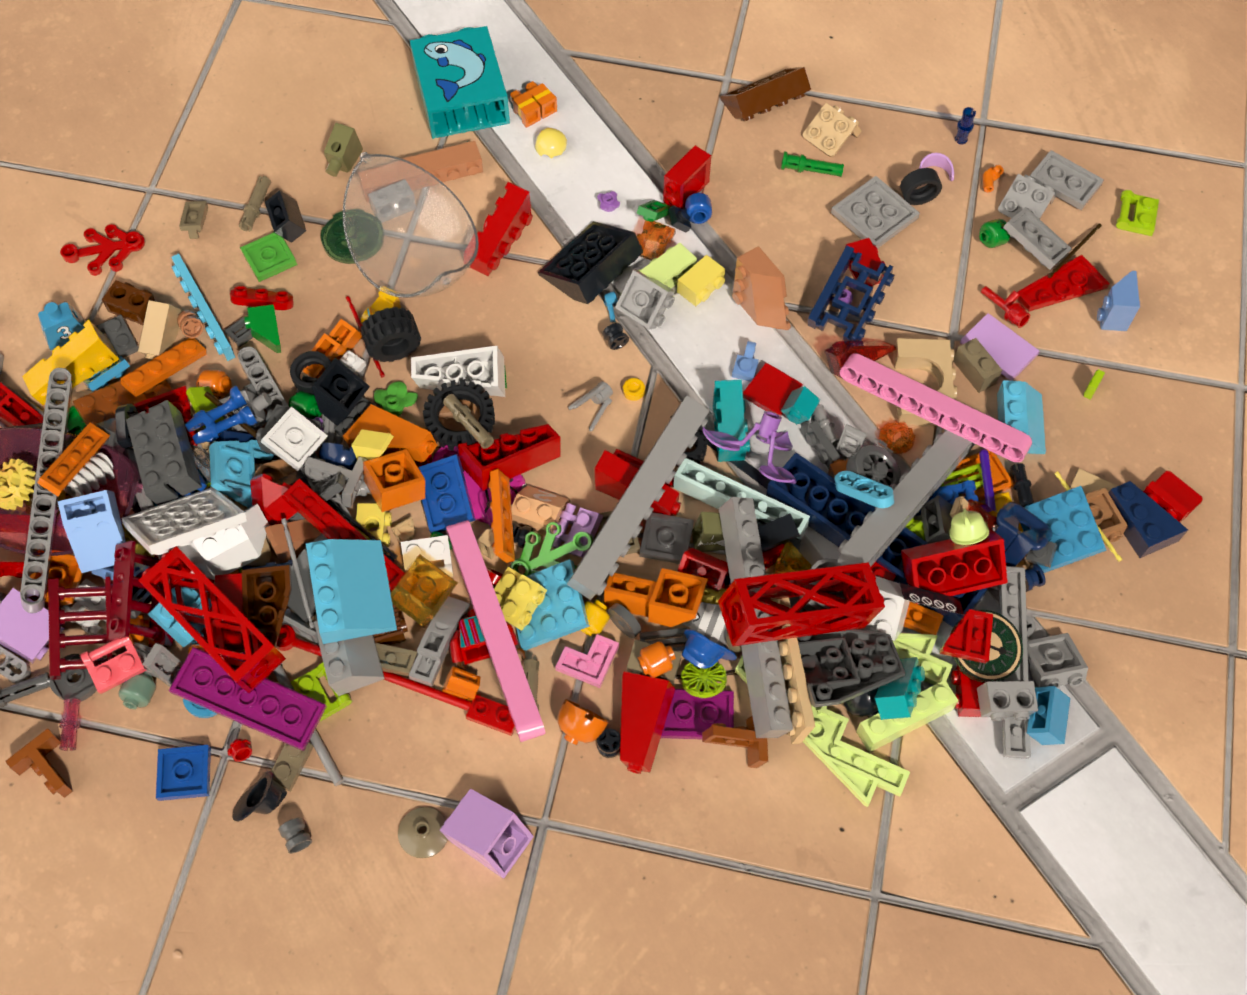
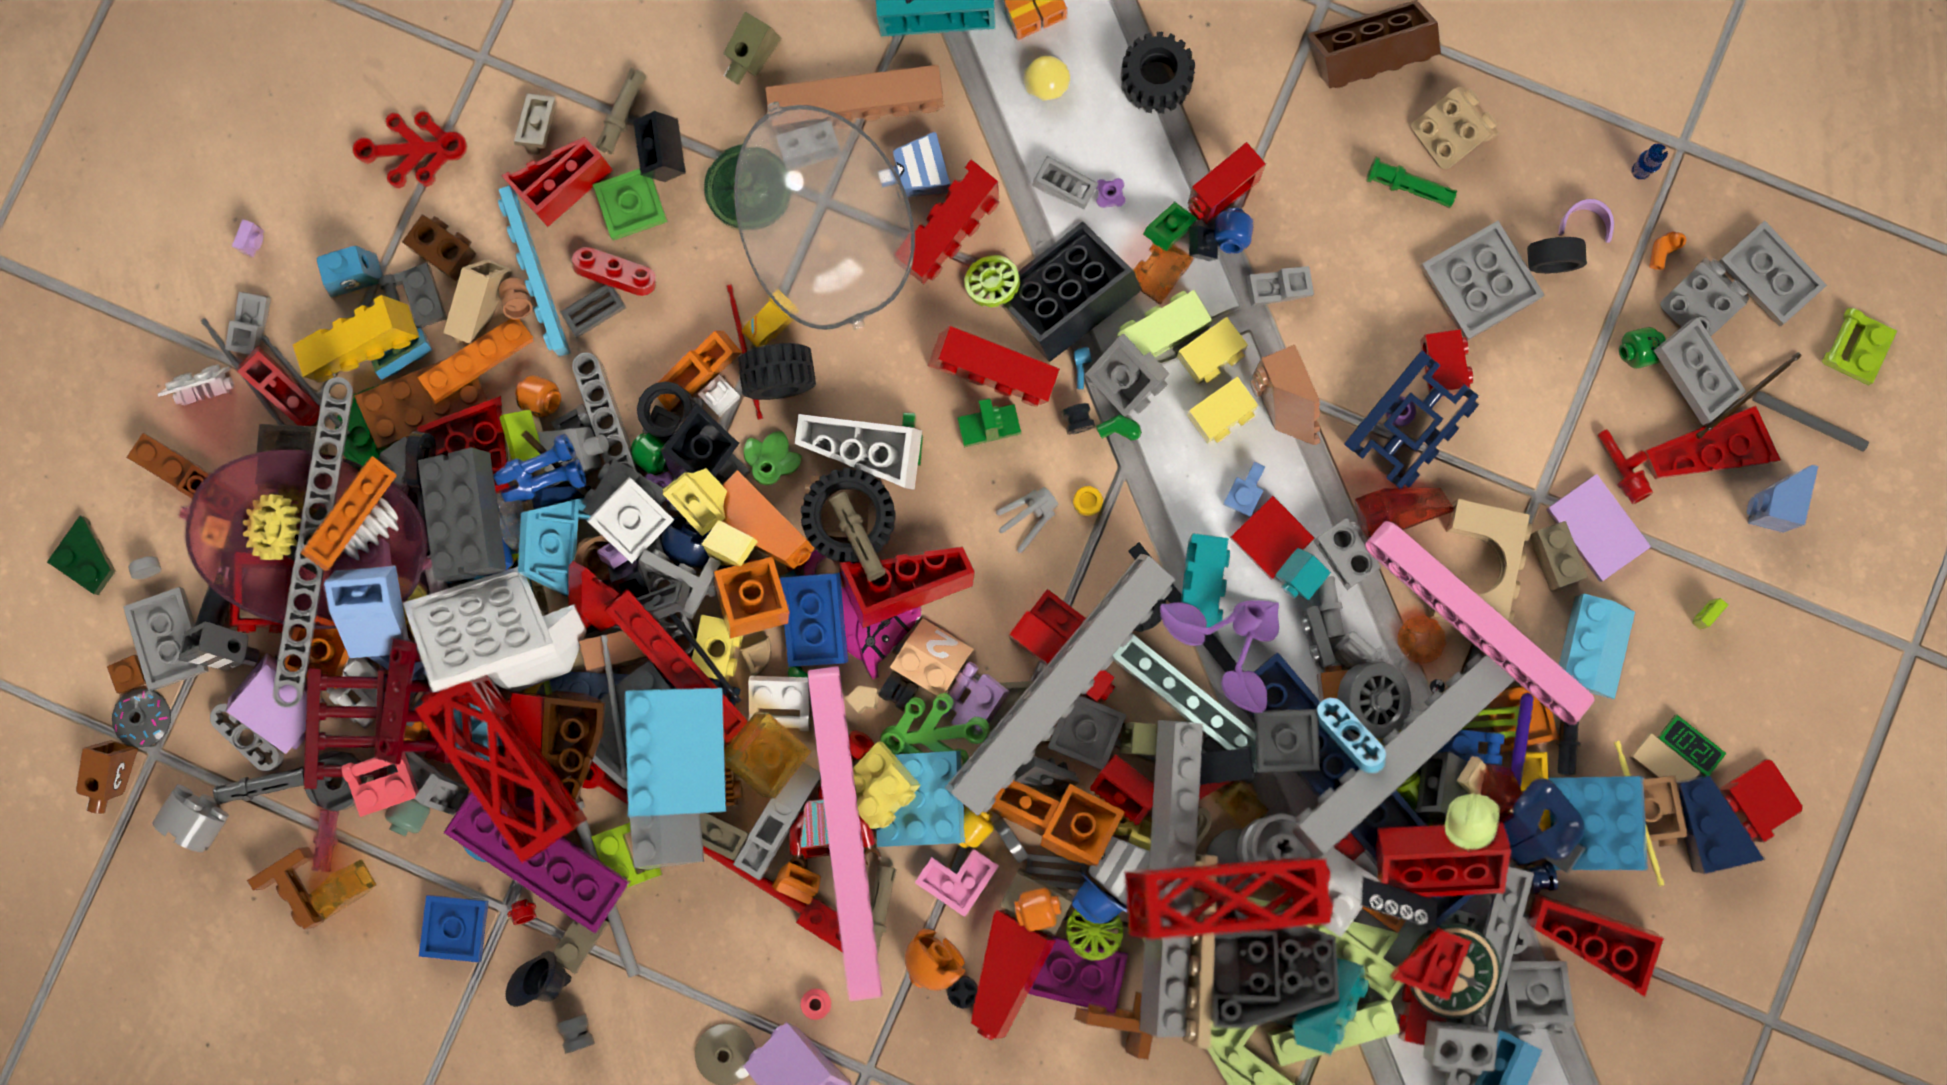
camera: 25 degrees right, 20 degrees up
(86, 758) = (342, 889): none -> clear yellow slope
(215, 247) = (559, 179): none -> red wedge
(264, 326) = (612, 321): green slope -> none
(284, 472) = (611, 556): none -> lavender tile
(343, 420) = (698, 499): none -> light yellow slope
(476, 201) = (922, 167): none -> medium blue torso
(495, 782) = (825, 1000): none -> coral plate
(502, 516) = (880, 676): orange plate -> none
(537, 260) = (992, 281): none -> lime wheel
(546, 311) = (993, 366): none -> red wedge
(554, 348) = (989, 424): none -> green bracket
(568, 191) = (1060, 169): none -> light grey slope
(625, 138) = (1157, 50): none -> black tyre
(639, 566) = (1046, 776): none -> dark grey plate
(647, 336) = (1120, 425): none -> green arm
(717, 315) = (1222, 411): none -> light yellow brick
(742, 237) = (1280, 286): none -> light grey slope
(817, 507) = (1287, 741): none -> dark grey tile
(826, 390) = (1341, 558): none -> light grey brick
(1090, 611) = (1605, 942): none -> red wedge
(1109, 470) = (1692, 745): none -> tile
(1121, 261) = (1810, 421): none -> dark grey bar

